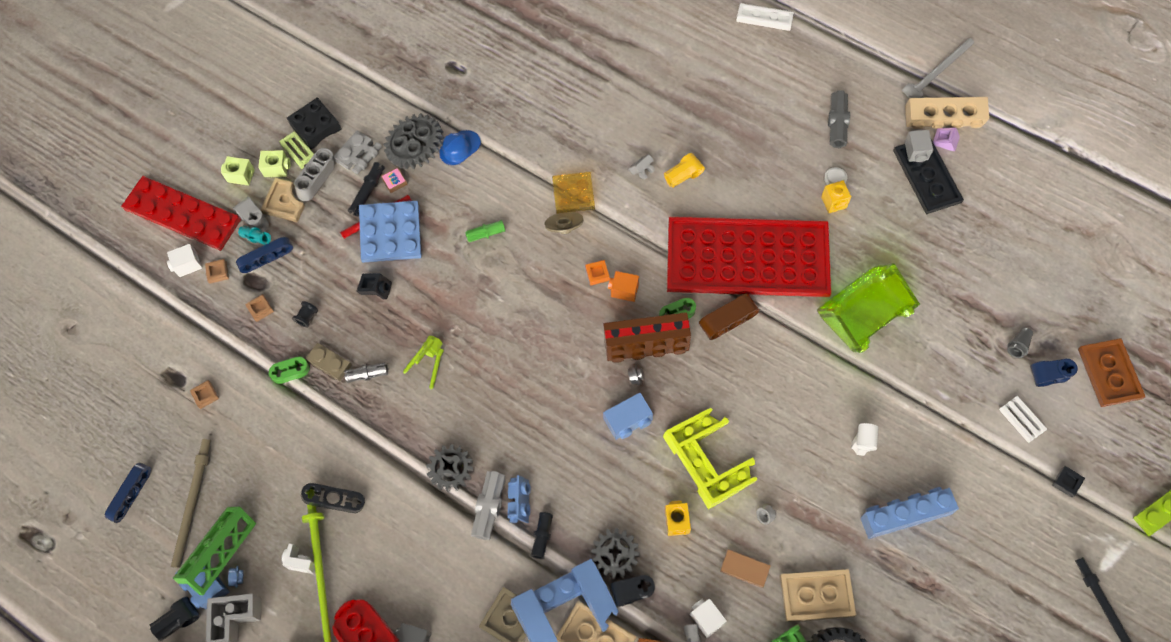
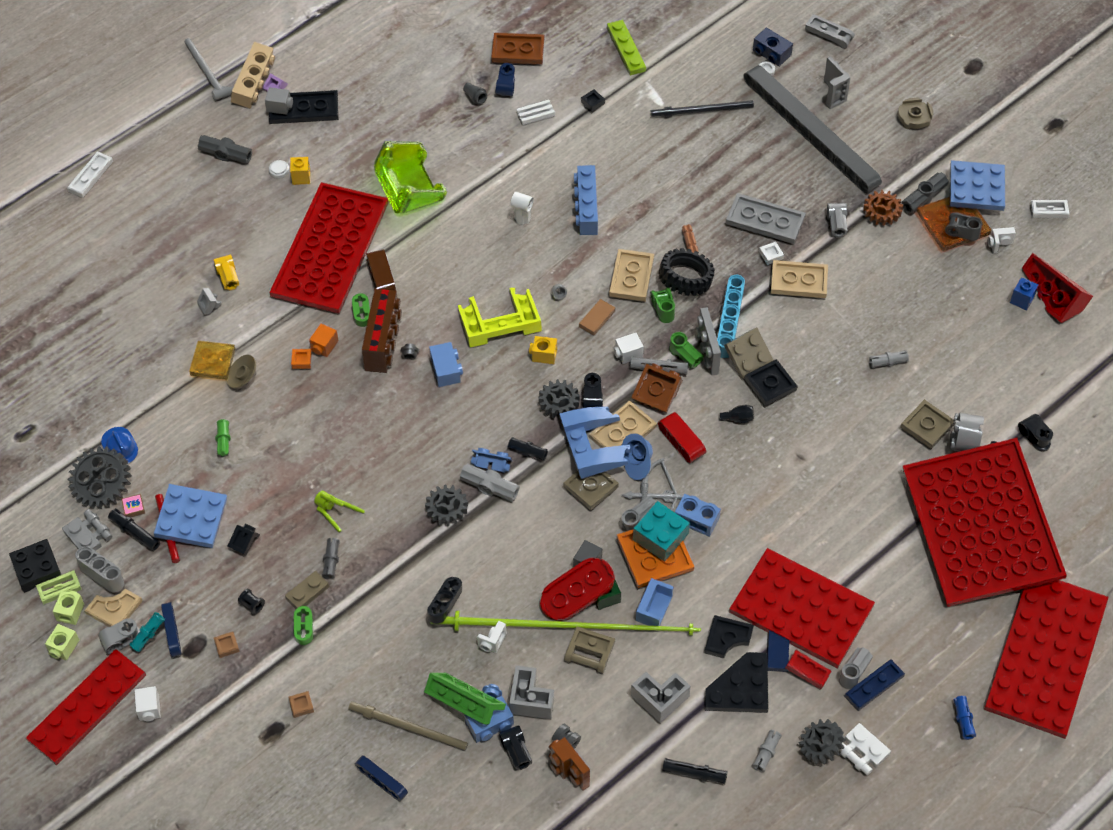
camera: 80 degrees left, 10 degrees down
(216, 271) = (169, 679): medium nougat tile -> none

